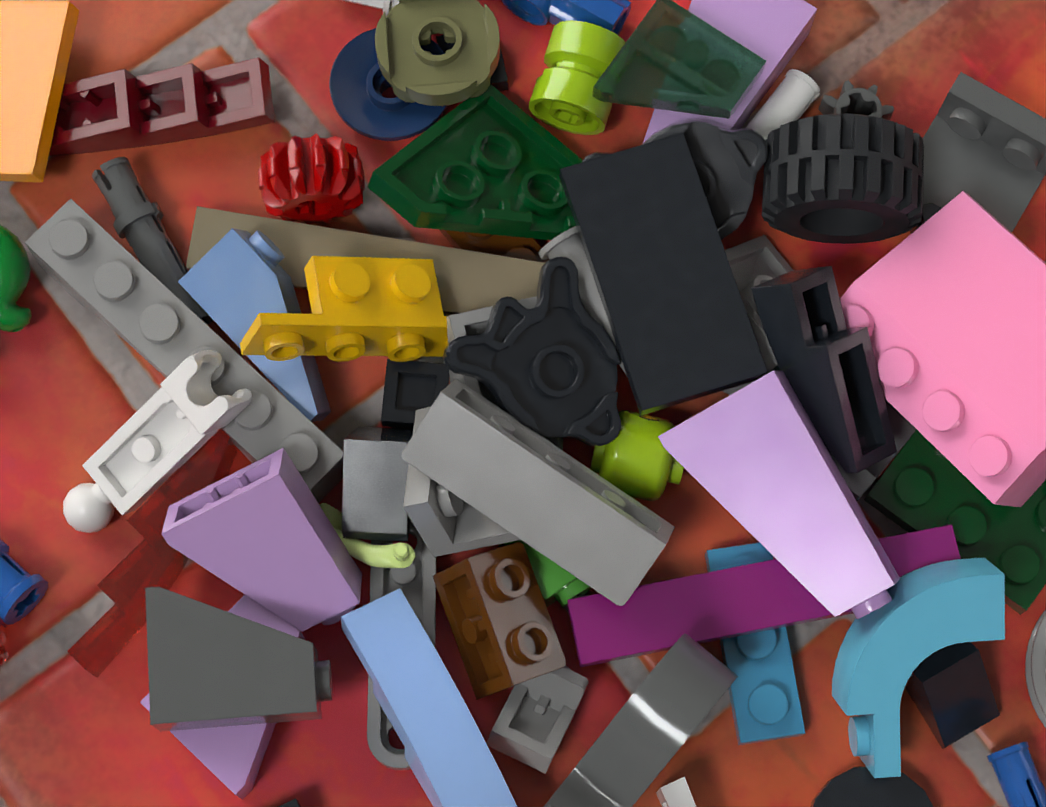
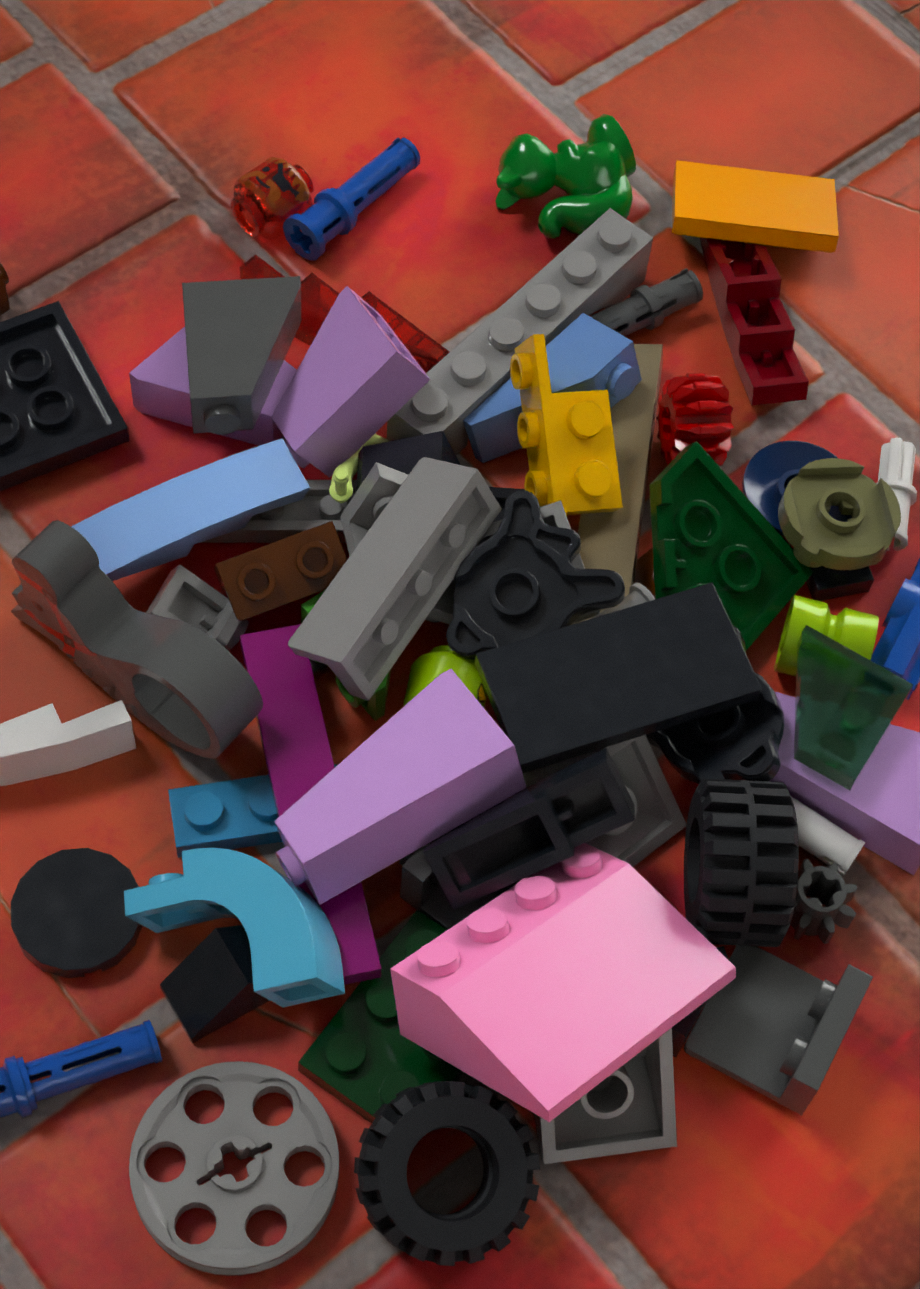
camera: 85 degrees right, 15 degrees down
(153, 443) = (442, 303): white plate -> none

